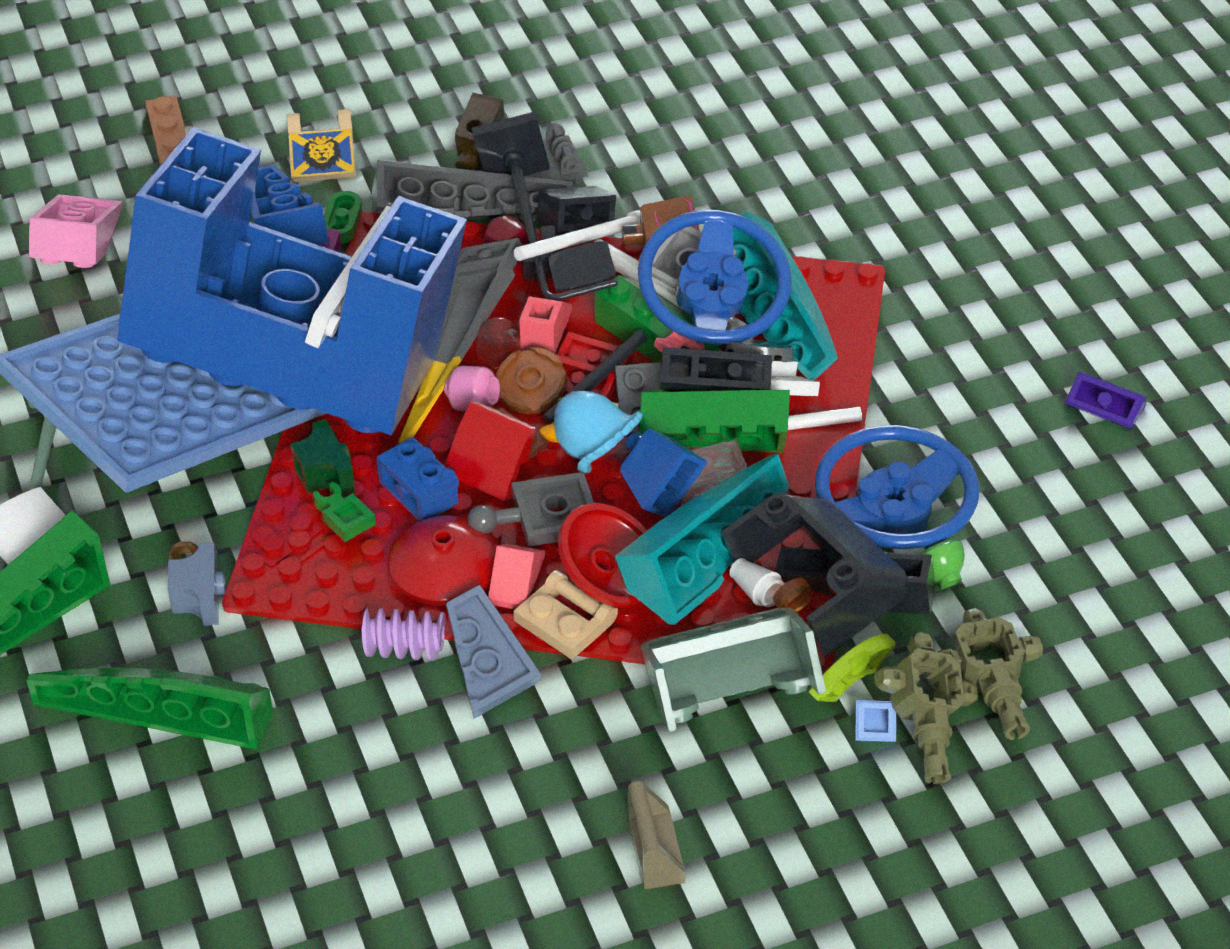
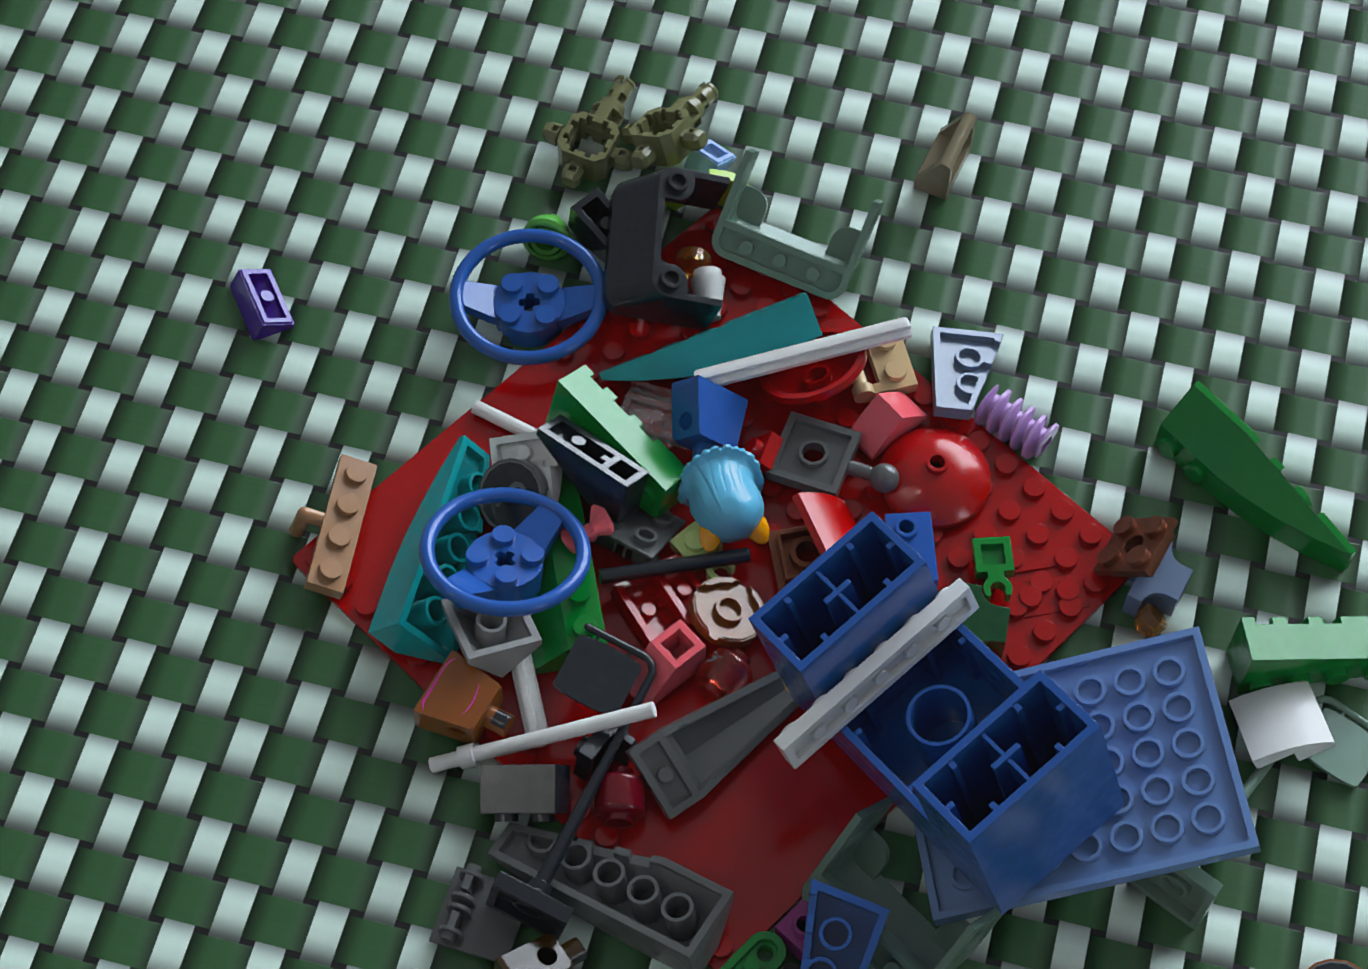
camera: 145 degrees left, 15 degrees up
(228, 573) = (1136, 547): none -> copper piece
(599, 482) = (765, 449): none -> red plate
(617, 537) = (808, 352): none -> white axle
(871, 285) = (338, 526): none -> medium nougat plate

